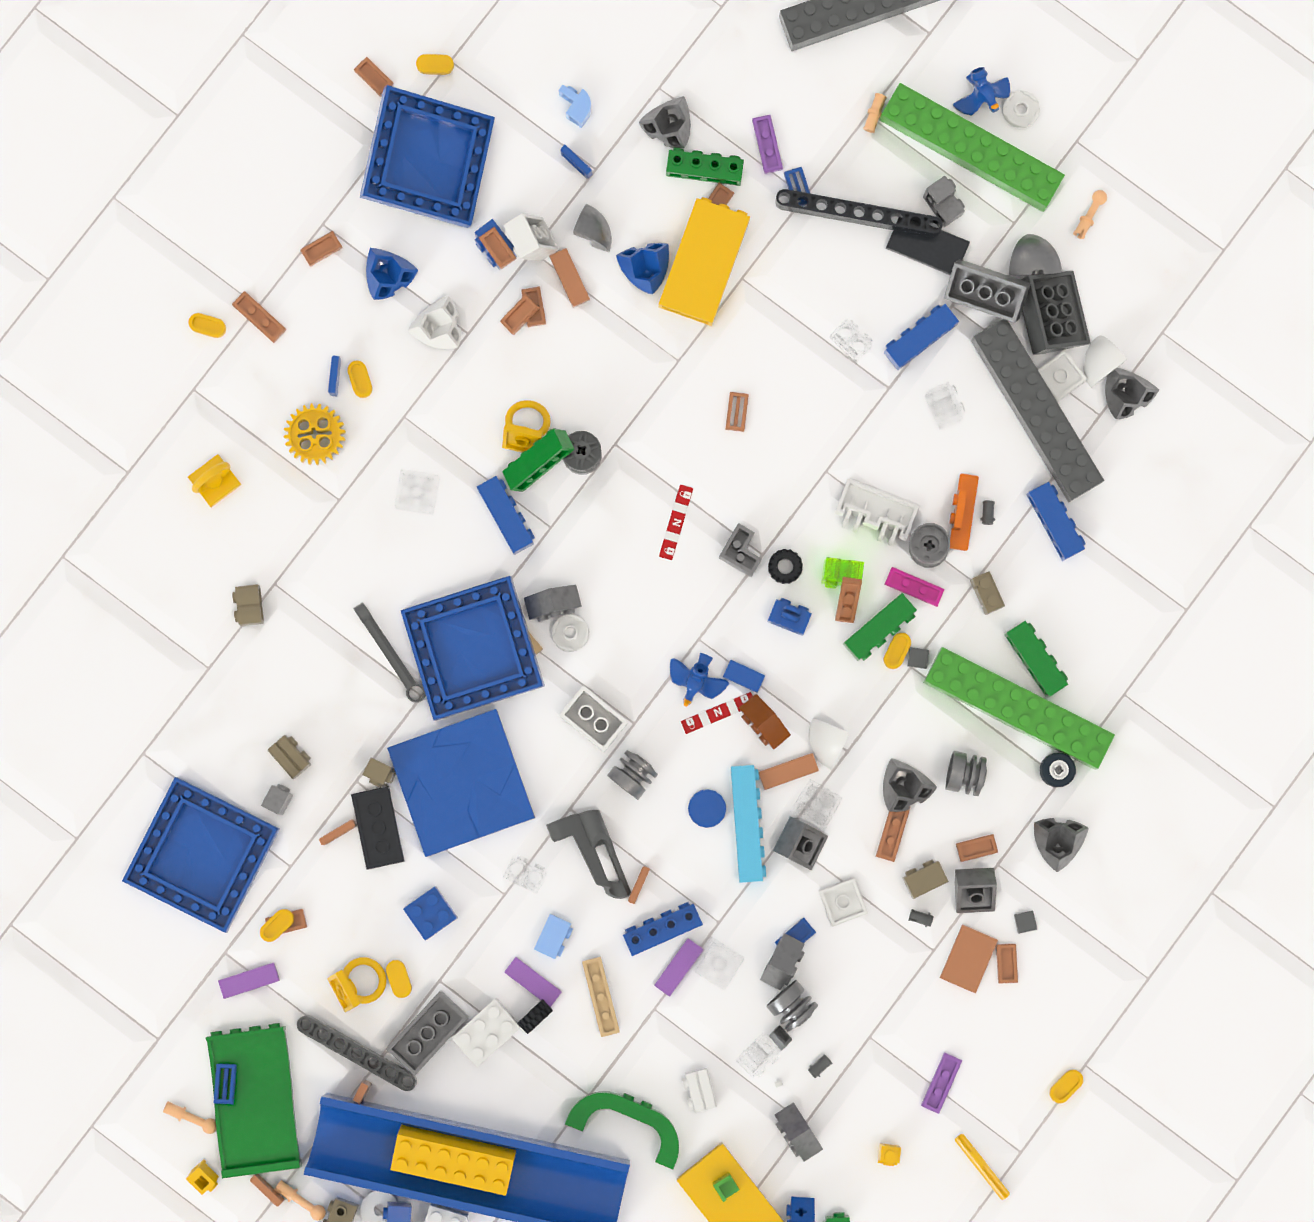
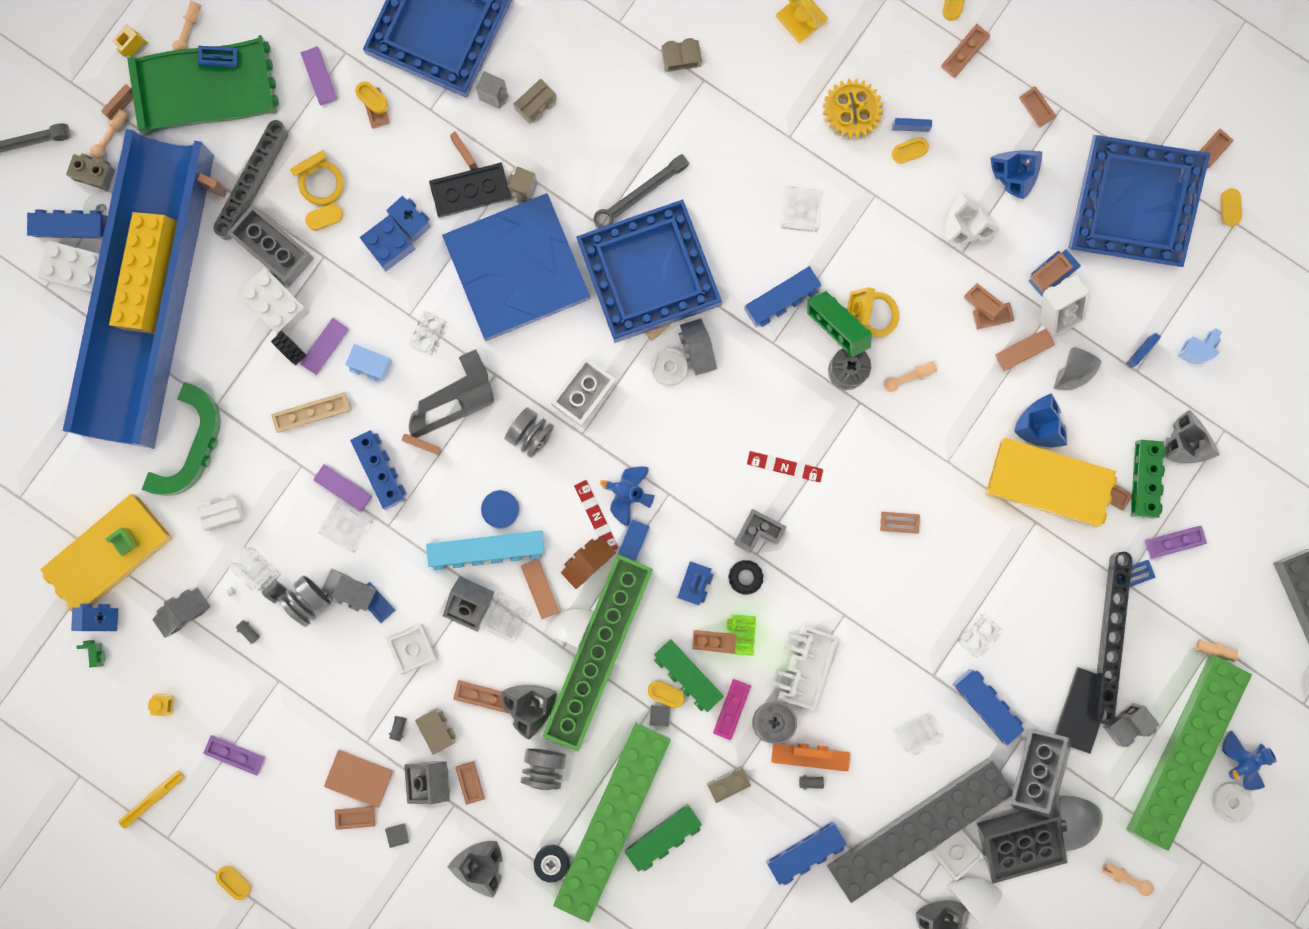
camera: 85 degrees right, 0 degrees up
(400, 901) = (413, 228): none -> blue brick
(598, 411) = (891, 384): none -> light nougat pin
(854, 714) = (597, 653): none -> bright green brick

